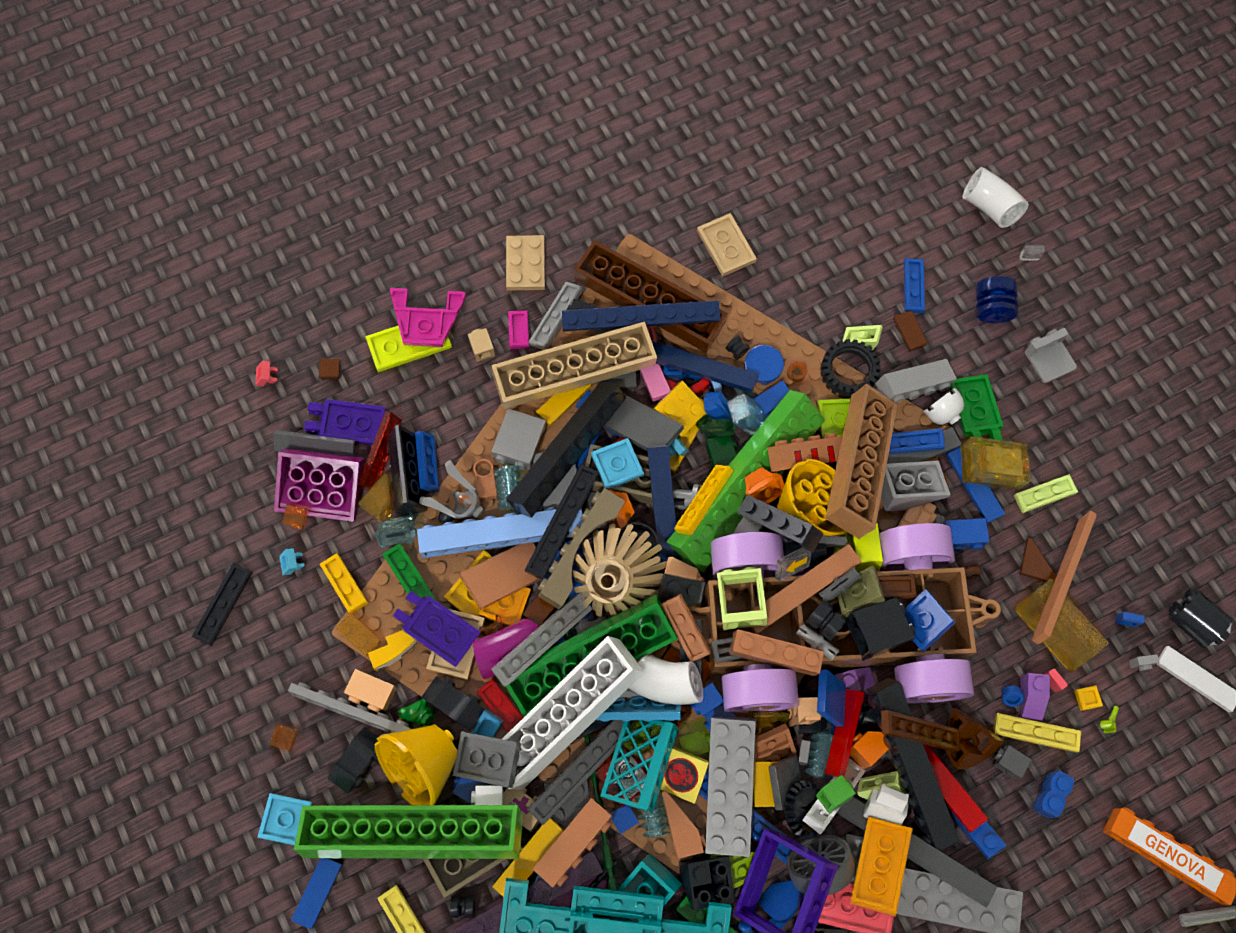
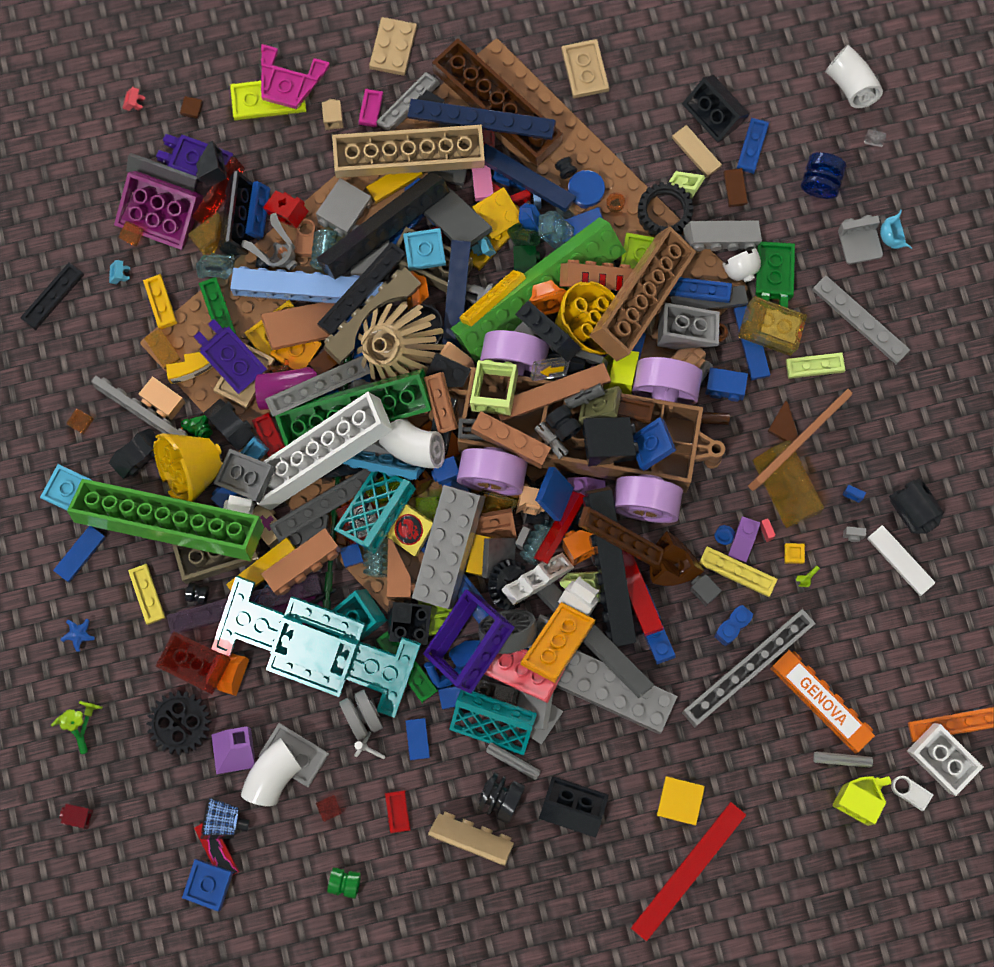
camera: 20 degrees right, 5 degrees up
(367, 425) = (211, 165): none -> black slope
(462, 453) = (288, 209): none -> red brick
(835, 794) = (535, 574): bright green brick -> none
(861, 303) = (696, 151): none -> tan tile
(867, 256) = (715, 108): none -> black slope
(1076, 436) = (861, 319): none -> light grey plate
(1079, 343) = (892, 232): none -> medium azure hair
(1084, 840) = (748, 668): none -> light grey brick

